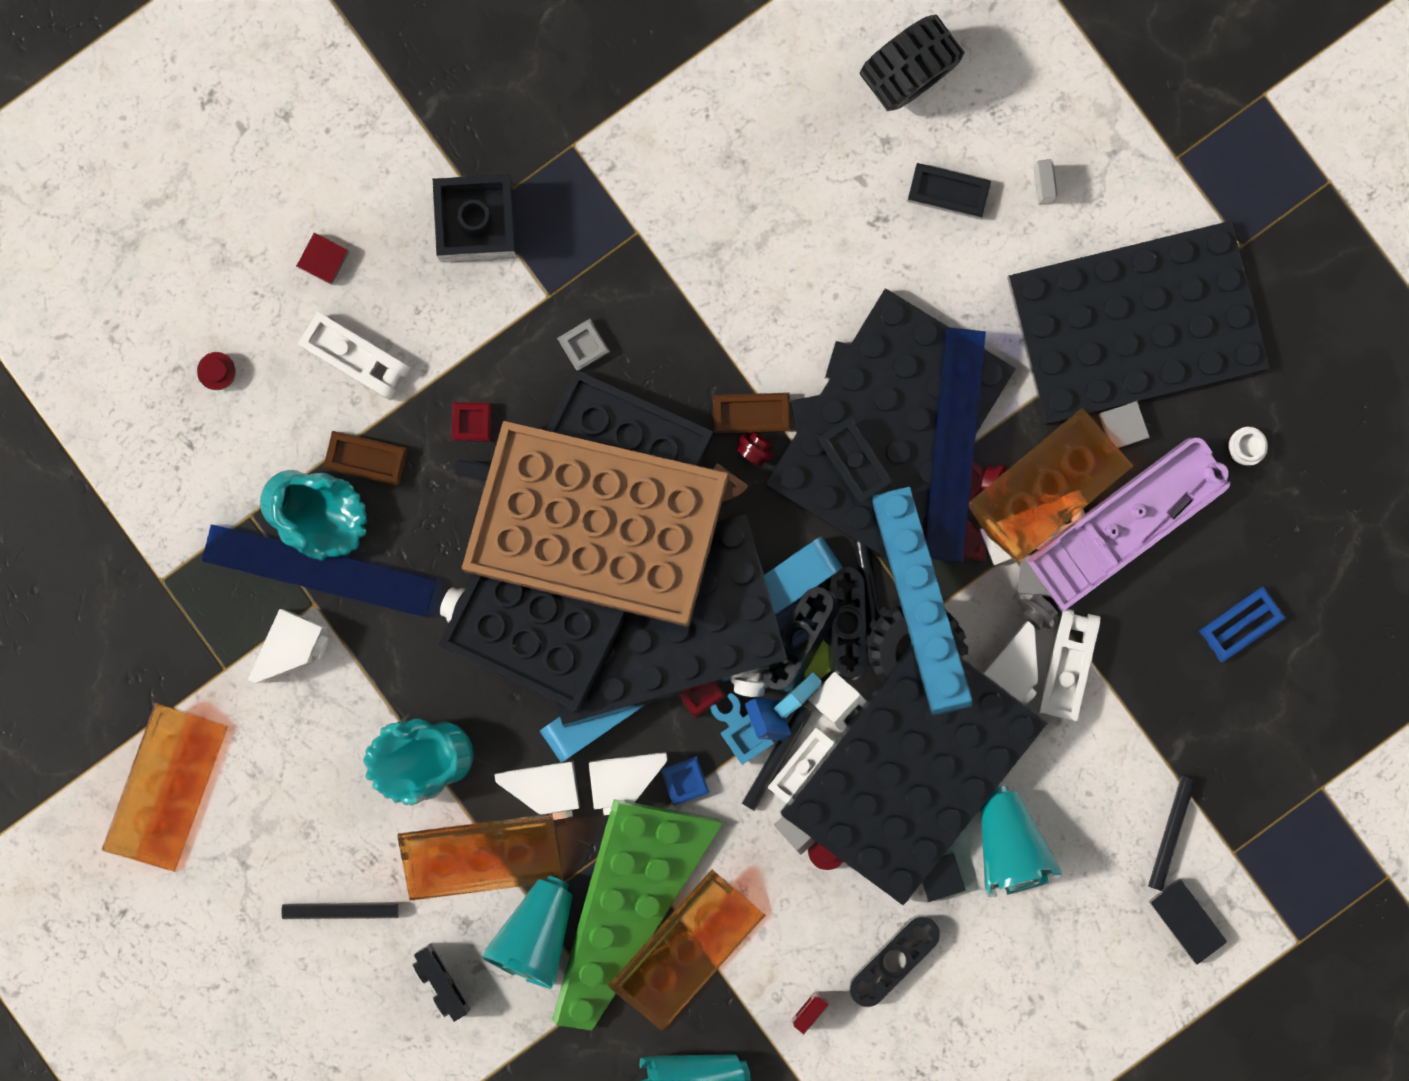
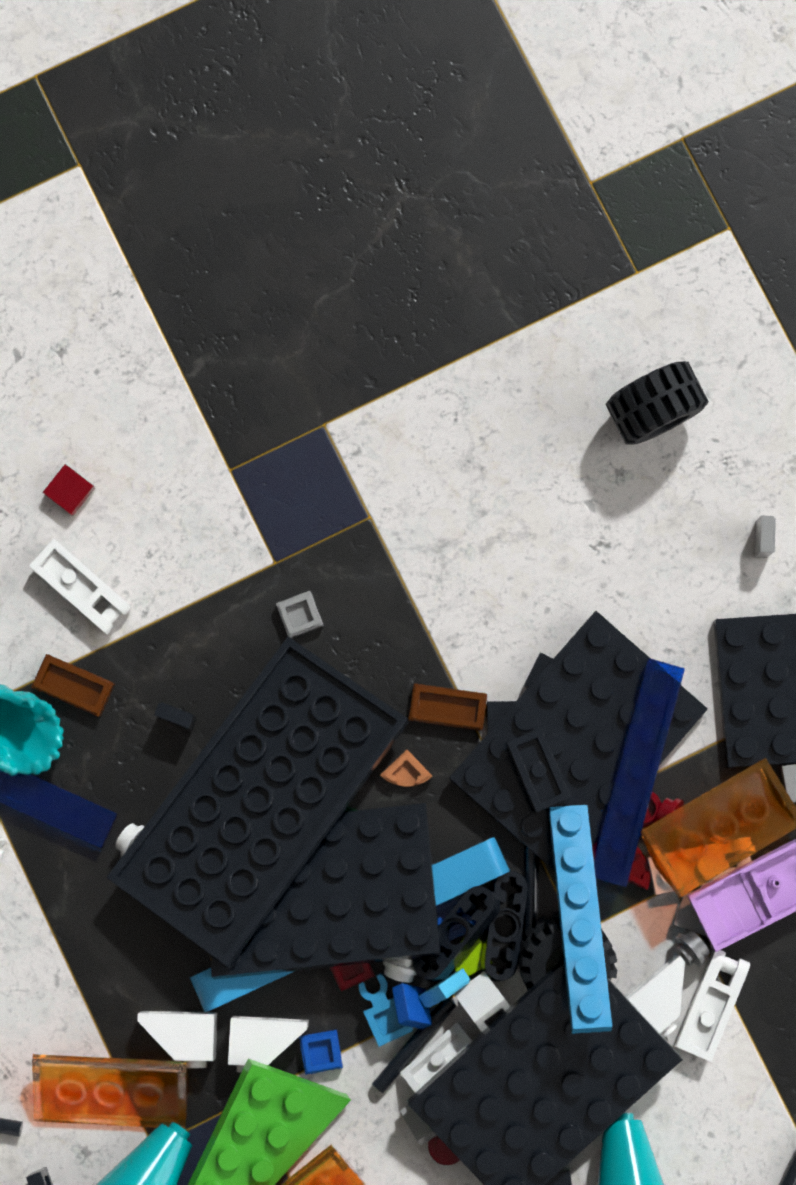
camera: 10 degrees right, 5 degrees down
(417, 759) = (66, 985): teal hair -> none
(471, 421) = (180, 668): dark red tile -> none
(474, 218) = (218, 476): black brick -> none
(595, 523) = (279, 787): medium nougat plate -> none
(755, 448) = (445, 741): dark red plate -> none
(949, 191) = (671, 529): black tile -> none

